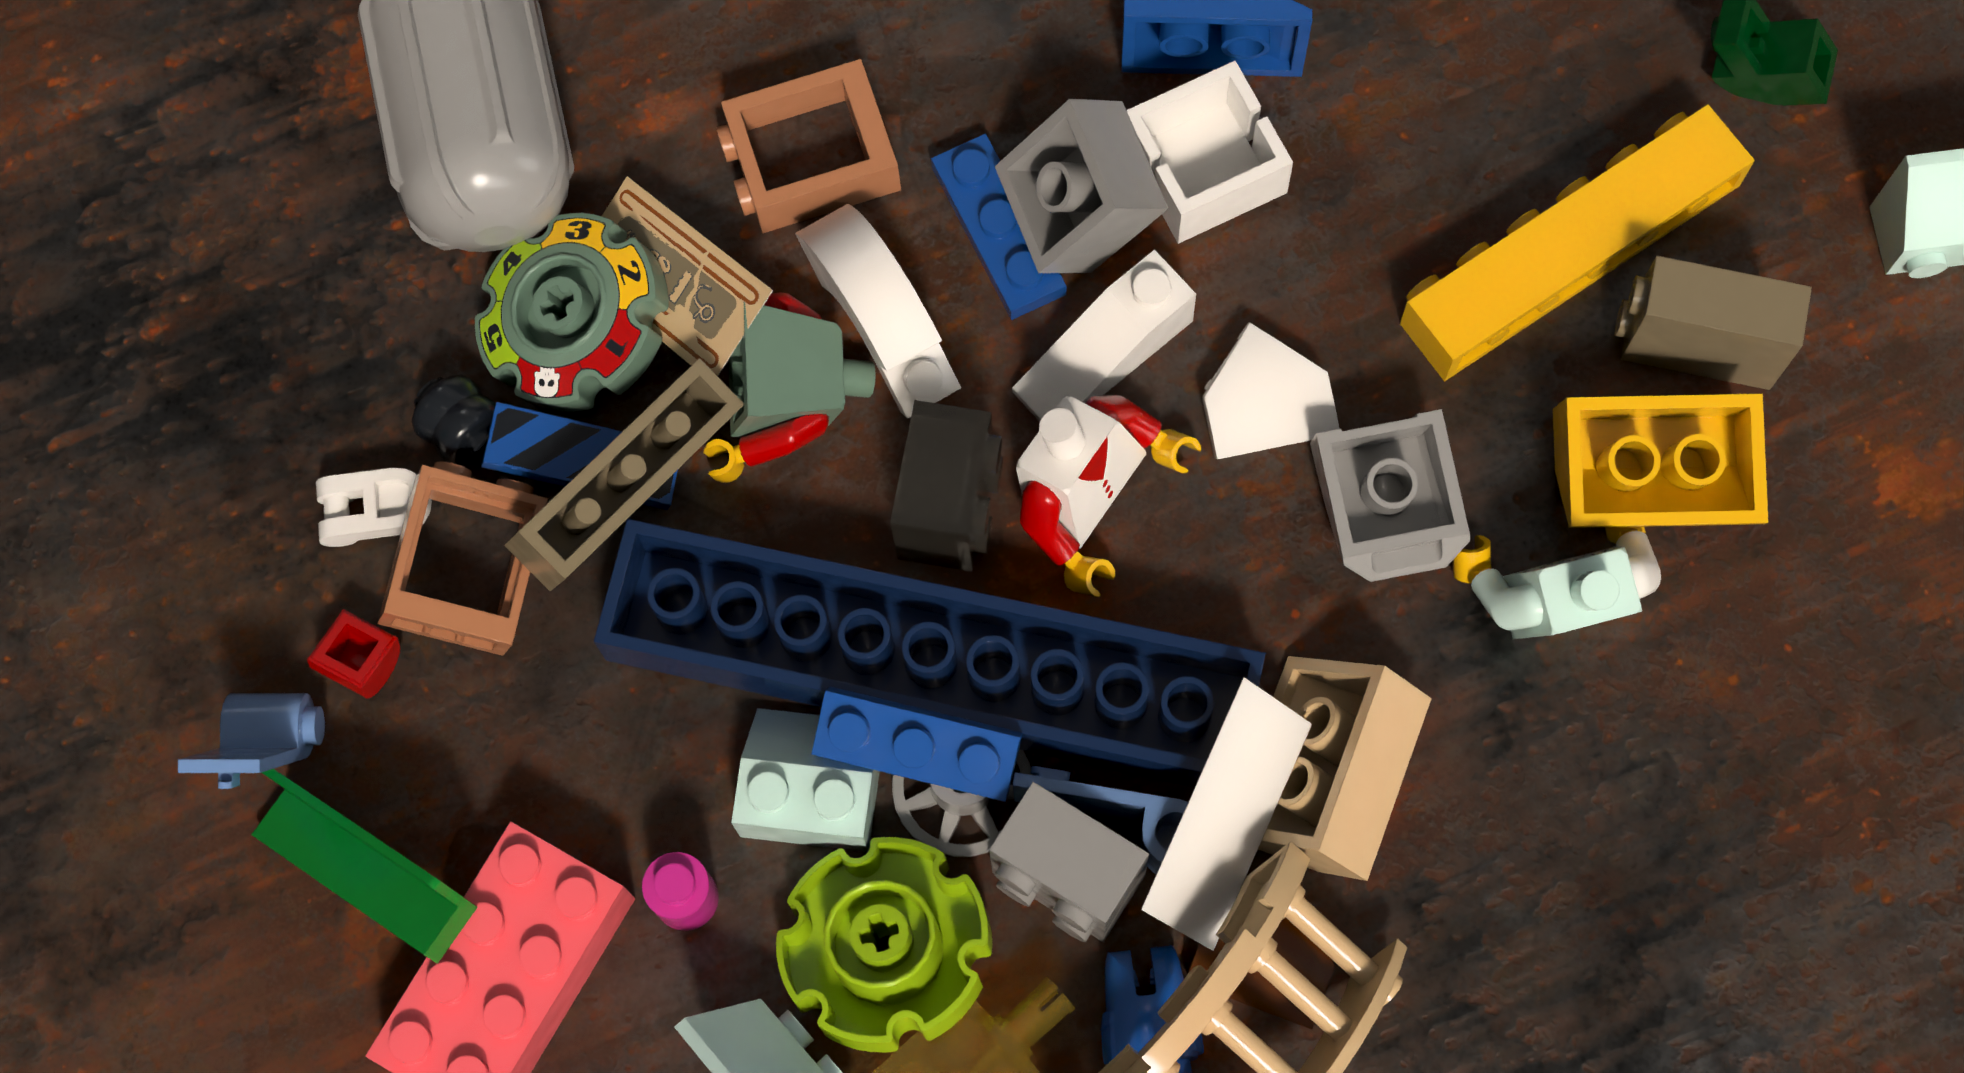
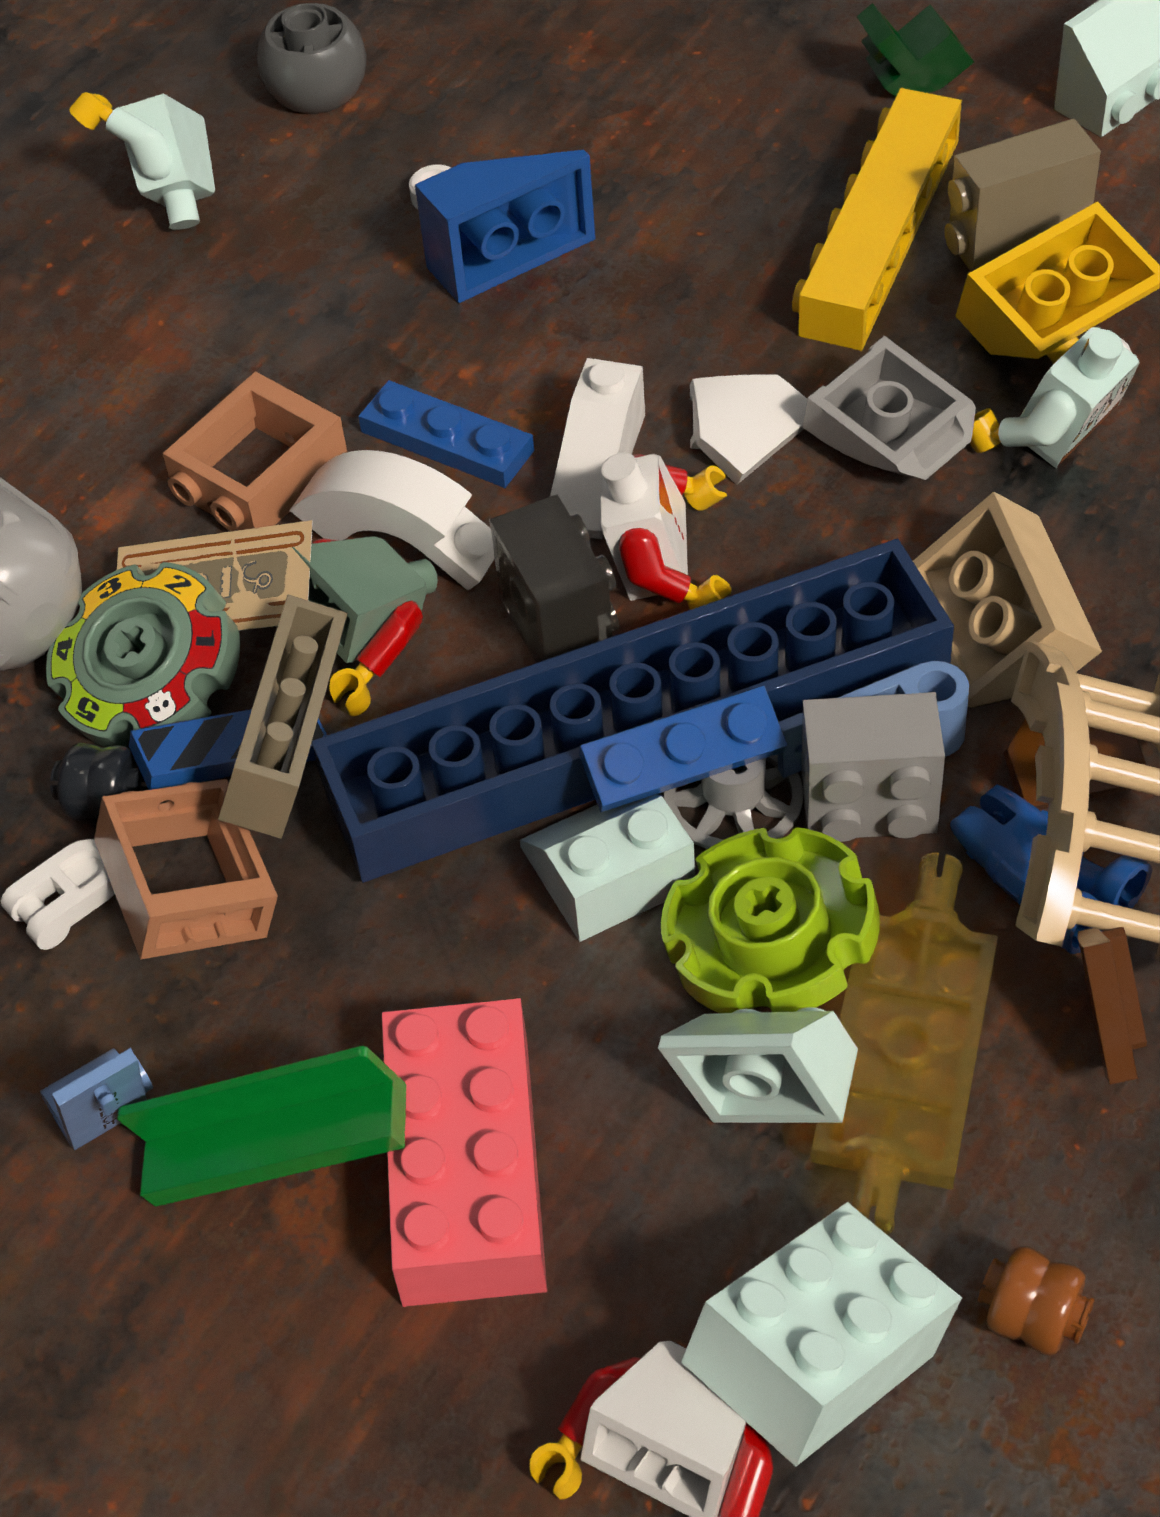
camera: 35 degrees left, 20 degrees down
(356, 654) = (135, 1000): red brick -> none
(680, 891) = (567, 991): dark pink brick -> none
(1080, 186) = (496, 353): light grey brick -> none
(1203, 154) = (554, 299): white piece -> none
(1227, 815) = (966, 655): white sticker -> none

